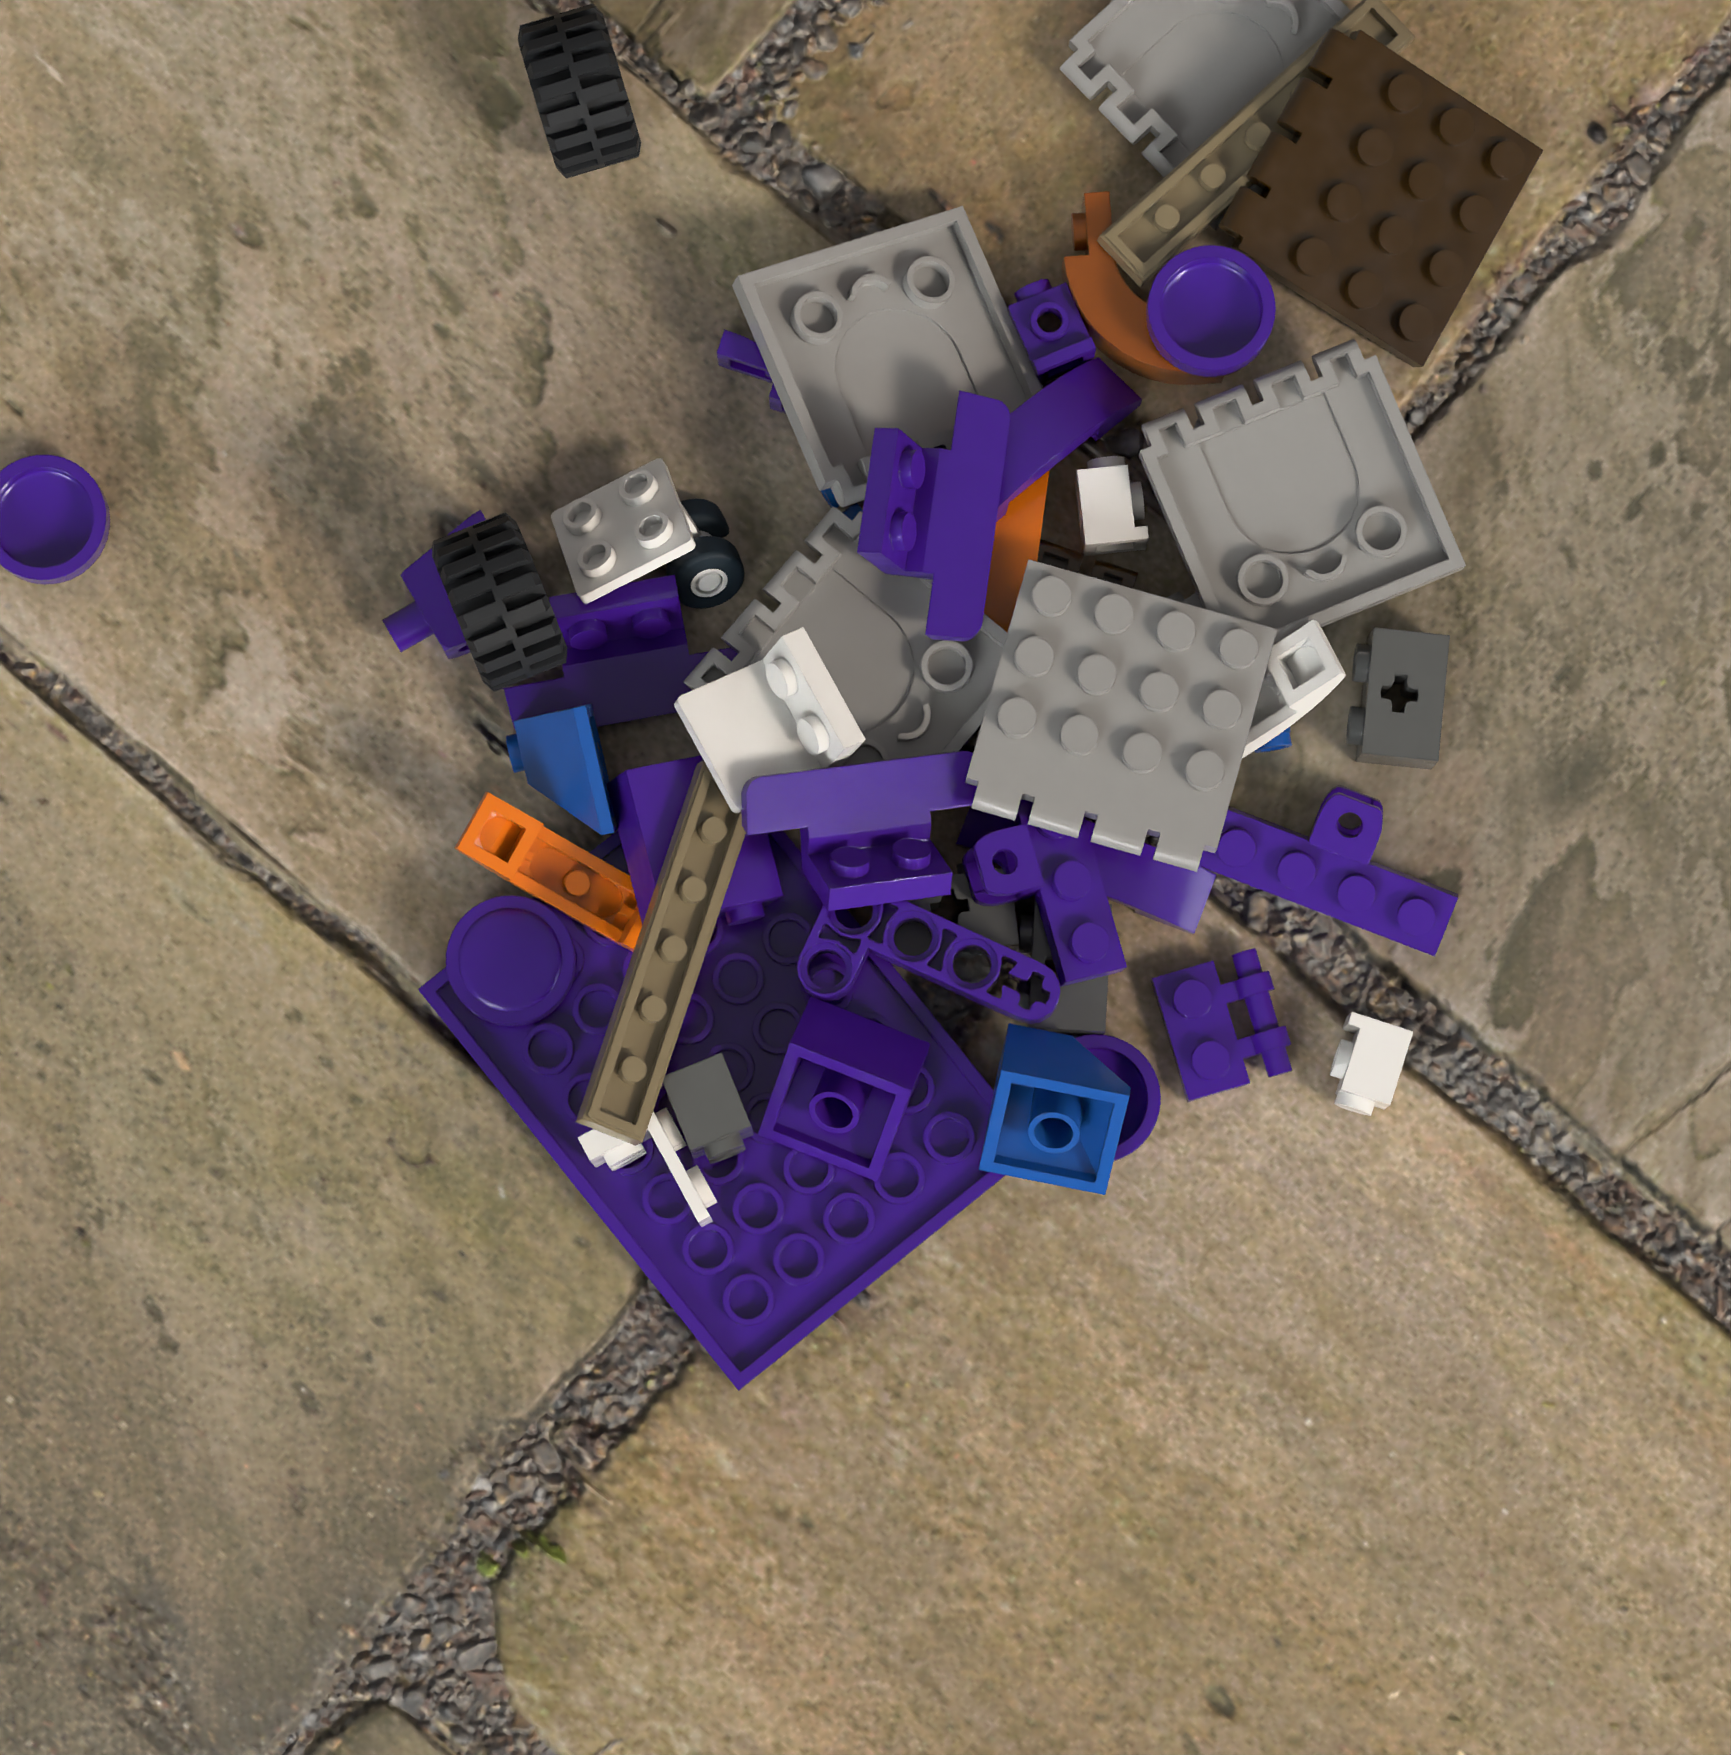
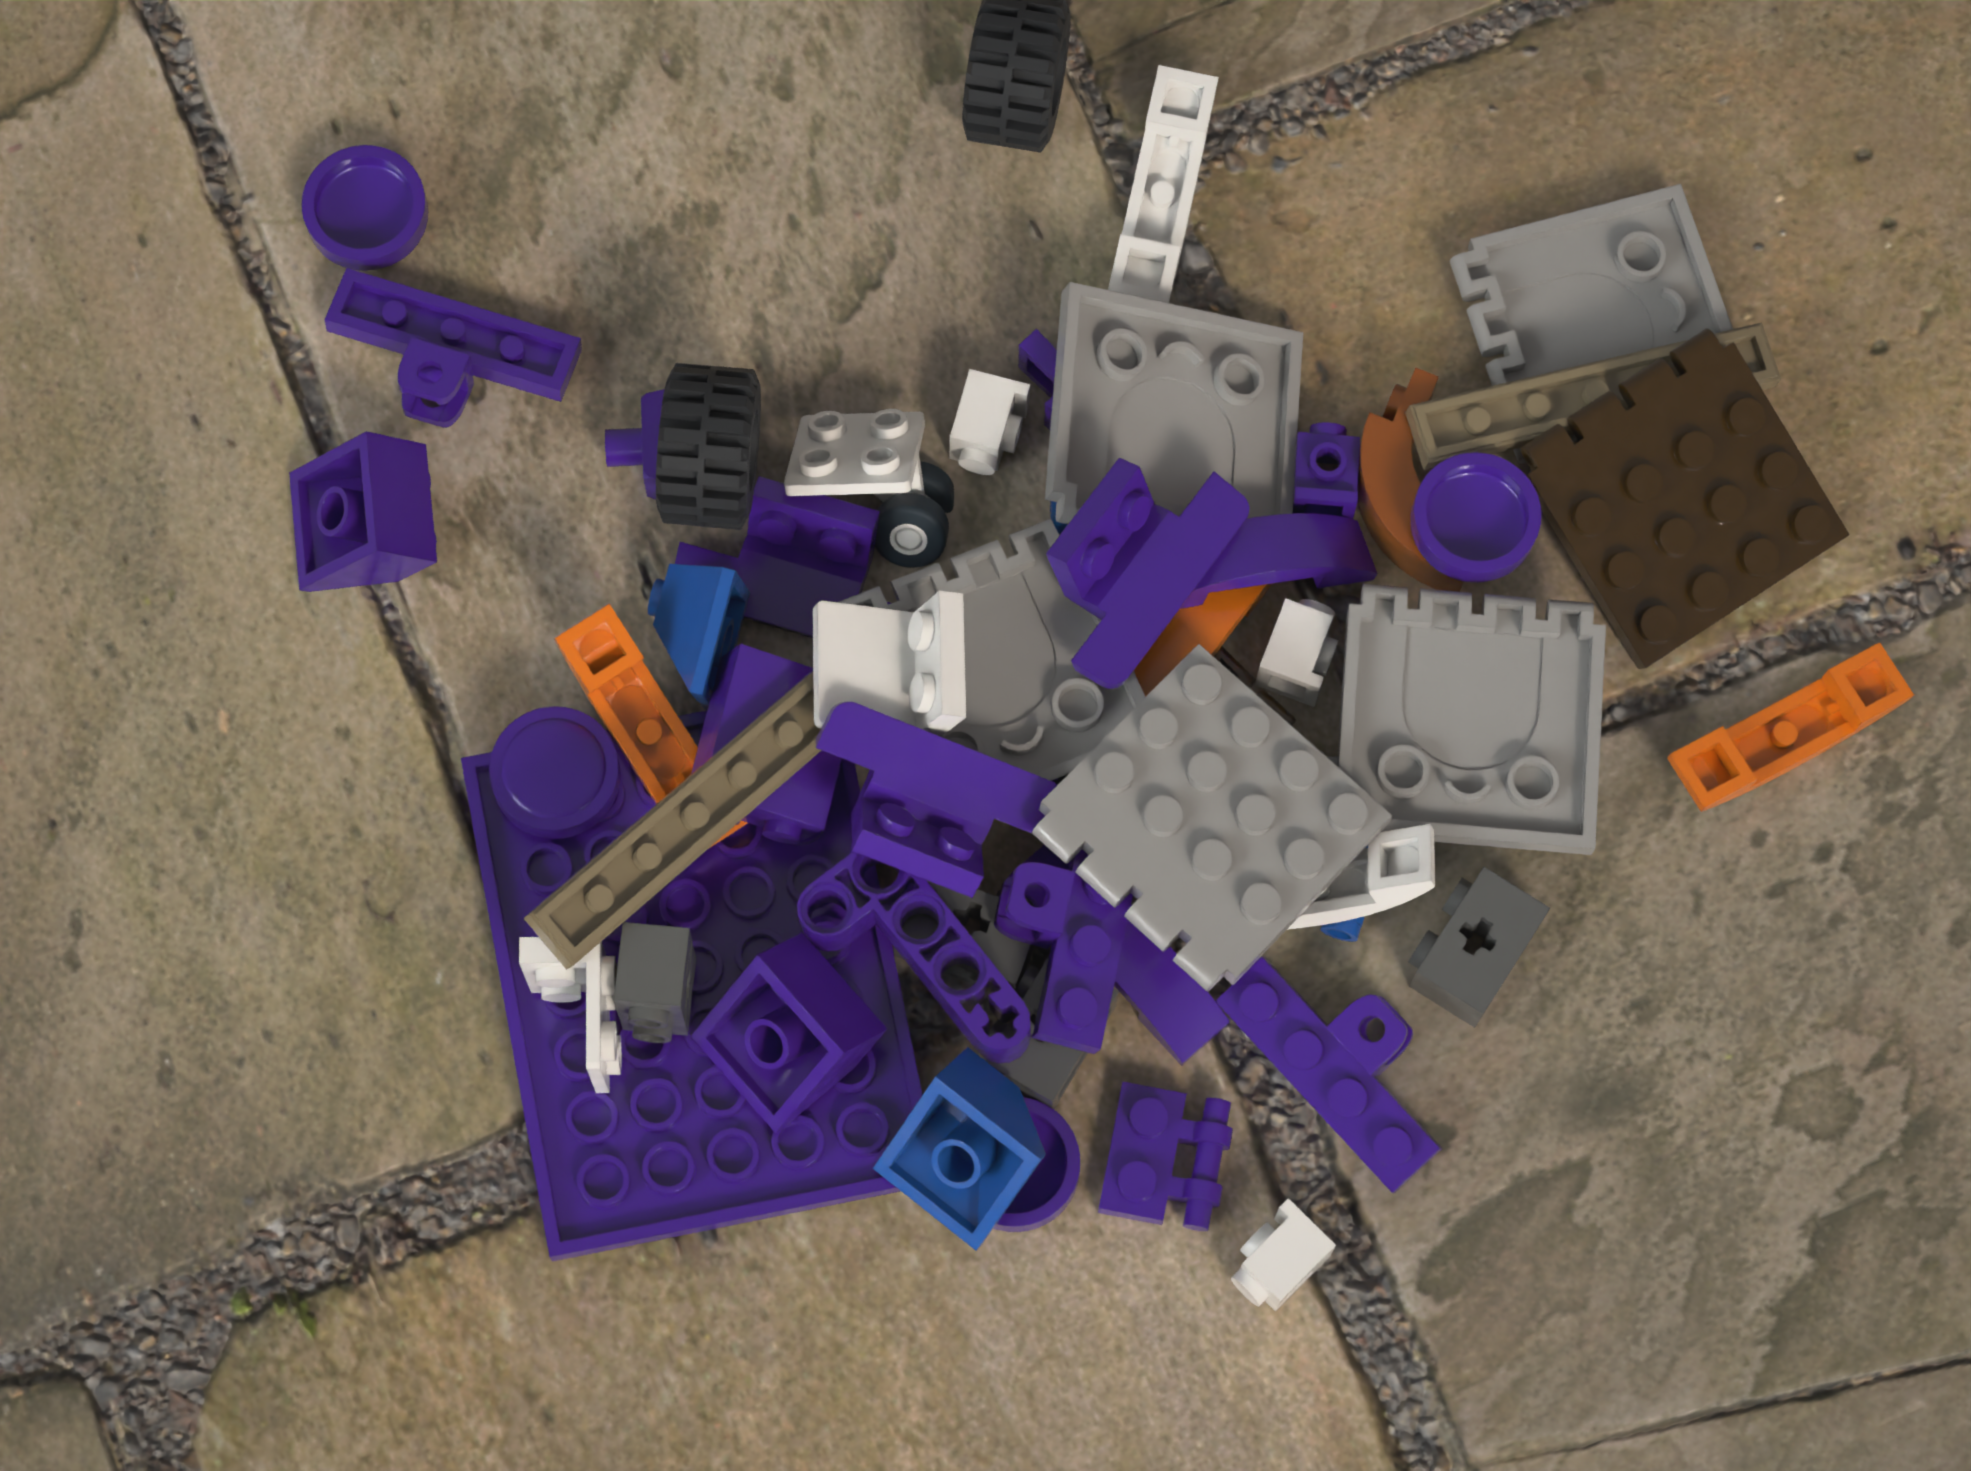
camera: 25 degrees right, 10 degrees down
(195, 610) = (449, 344): none -> dark purple plate
(205, 810) = (363, 514): none -> dark purple slope
(721, 437) = (987, 421): none -> white brick
(765, 131) = (1164, 184): none -> white slope
(1577, 358) = (1791, 730): none -> orange slope

